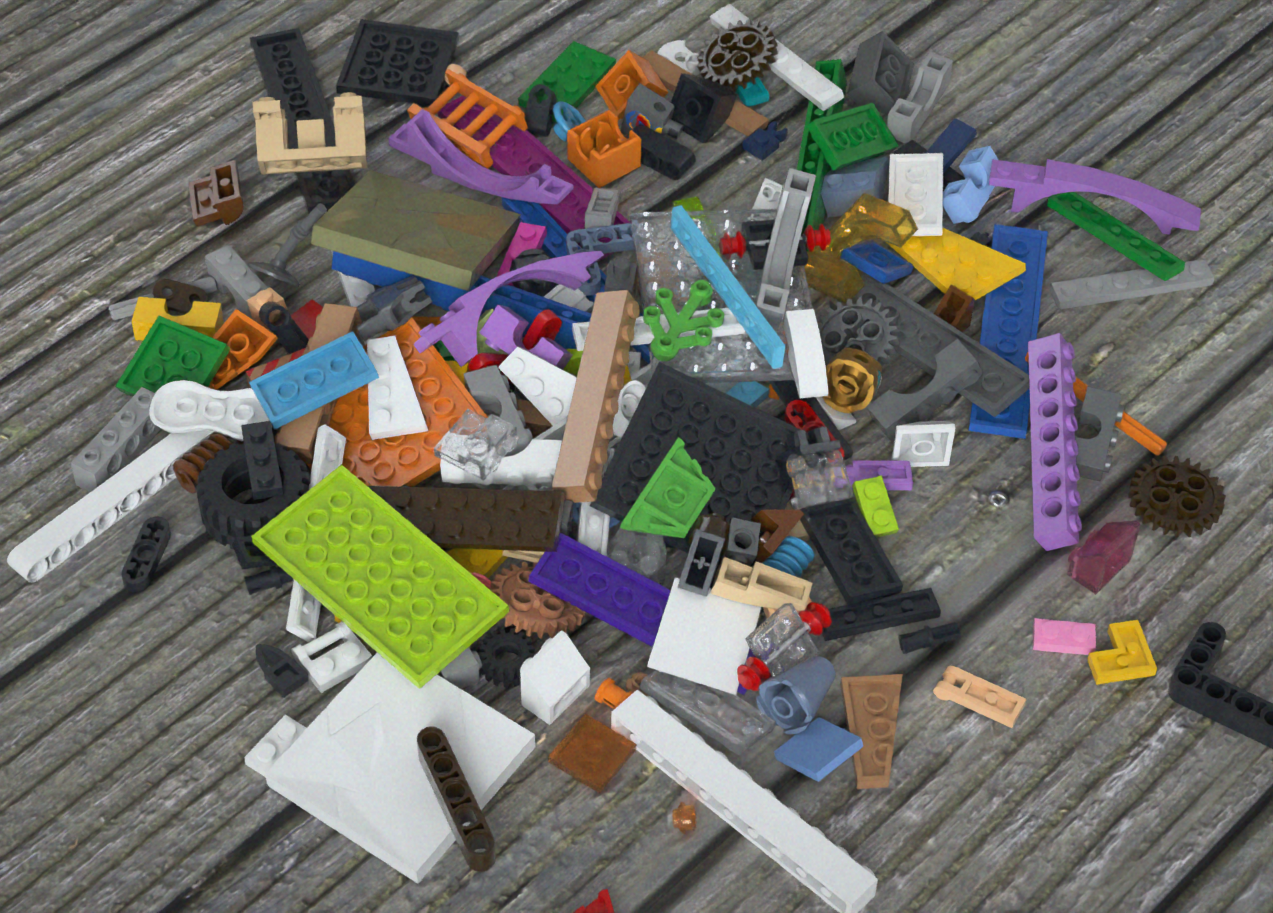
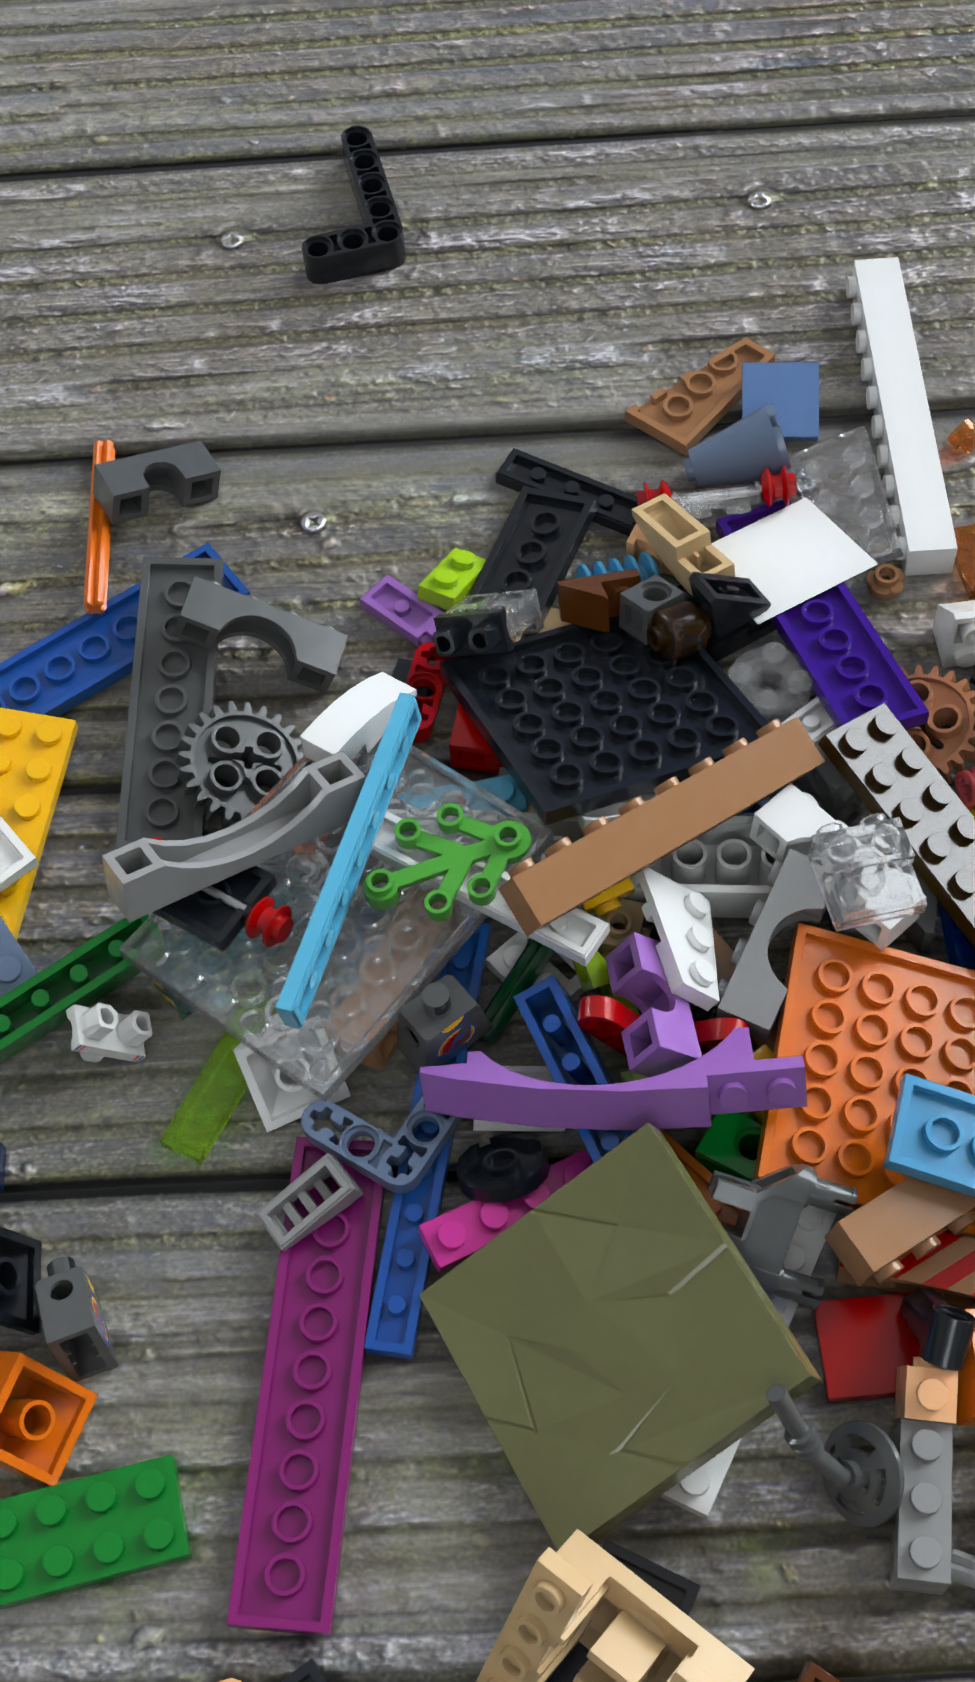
camera: 130 degrees left, 10 degrees up
(391, 397) = (868, 1090): white wing -> none
(426, 142) = (399, 1432): medium lavender slope -> none
(462, 139) = (362, 1571): orange fence -> none
(540, 114) = (197, 1478): black piece -> none
(569, 120) = (188, 1416): dark azure piece -> none
(602, 150) = (200, 1304): orange piece -> none
(611, 693) = (926, 581): orange bush -> none
(663, 153) = (123, 1262): black beam -> none
(671, 496) = (686, 681): bright green wing -> none
(852, 380) = (305, 697): pearl gold brick -> none
(862, 221) = (40, 870): clear yellow arch -> none
(877, 261) = (77, 851): blue tile -> none
(924, 443) = (325, 592): white slope -> none
(928, 637) = (555, 431): black axle -> none
(956, 308) = (98, 723): reddish brown slope -> none
(980, 696) = (574, 355): light nougat plate -> none
(1053, 442) = (104, 560): medium lavender brick -> none
(1064, 636) = (430, 357): bright pink plate -> none
(1103, 554) = (307, 371): clear pink slope -> none
(1127, 660) = (402, 295): yellow plate -> none
(1176, 496) = (138, 401): dark brown gear -> none

